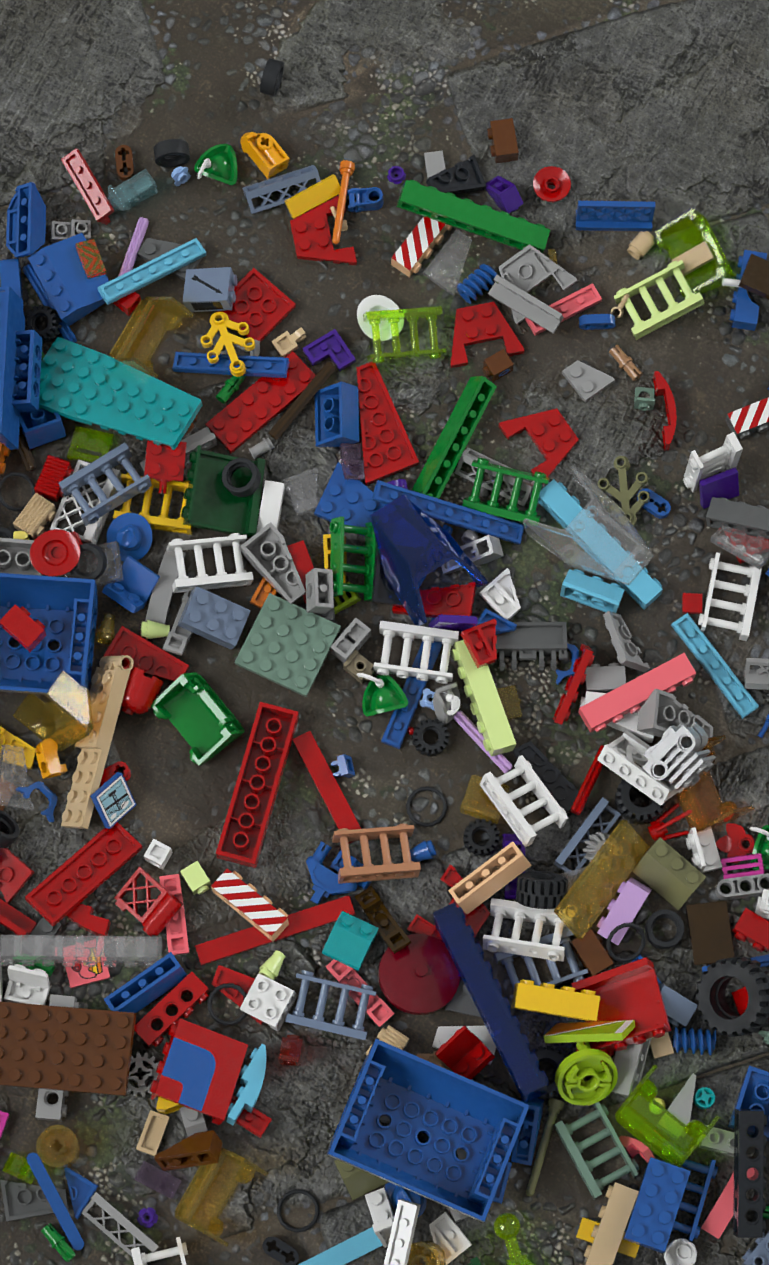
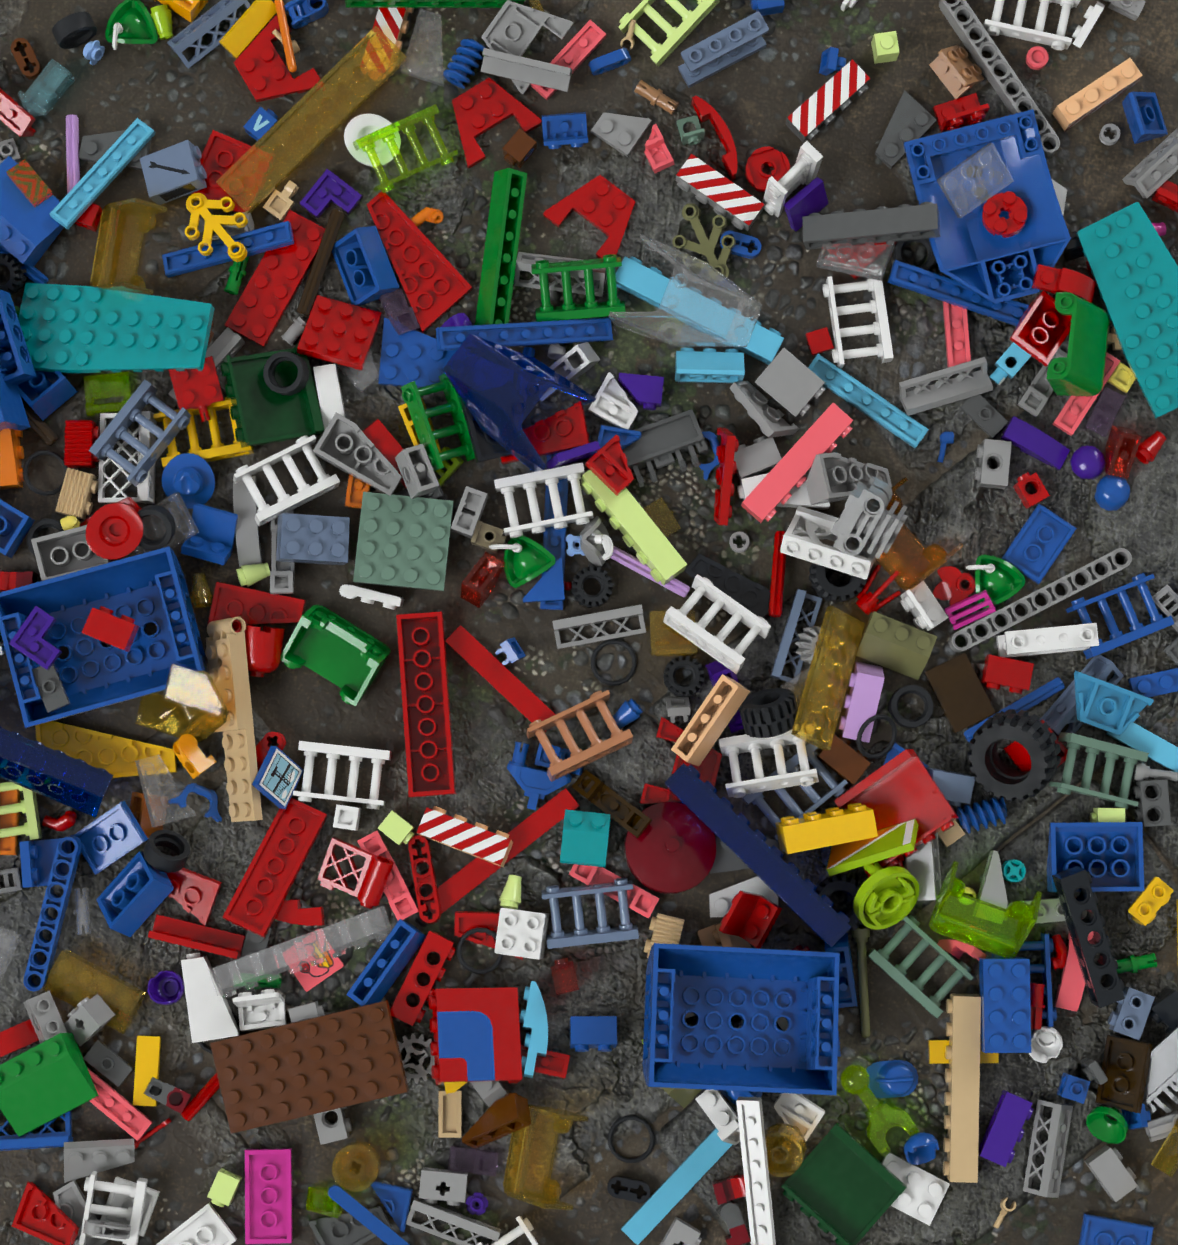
camera: 20 degrees left, 10 degrees up
(118, 1181) = (434, 1177): none -> light grey brick
(166, 798) = (333, 753): none -> white fence
(206, 929) = (426, 879): none -> red beam
(244, 170) = (162, 20): none -> lime cone
(244, 681) = (369, 596): none -> white hinge
(294, 277) = (260, 123): none -> blue brick
(297, 461) = (339, 332): none -> red plate
(298, 1106) = (593, 1033): none -> blue brick
(336, 286) = (312, 120): none -> clear yellow plate
(340, 699) = (481, 579): none -> clear red slope
(394, 724) = (549, 587): none -> blue tile
(403, 393) = (429, 215): none -> orange arm
(428, 765) = (596, 618): none -> light grey fence
(467, 860) = (678, 707): none -> light grey tile
(531, 591) = (643, 389): none -> dark purple slope
(539, 1239) = (892, 1078): none -> blue piece
(540, 362) = (564, 129): none -> blue bracket
(572, 742) = (744, 537): none -> light grey bush
(610, 406) = (657, 151): none -> coral slope
(650, 455) = (719, 192): none -> brick
(656, 628) = (791, 383): none -> light grey brick
(683, 1217) = (1037, 1006): none -> red axle
(690, 441) = (756, 163): none -> red plate
(693, 342) = (723, 49): none -> sand blue fence
(717, 1189) = (1061, 953): none -> red arm

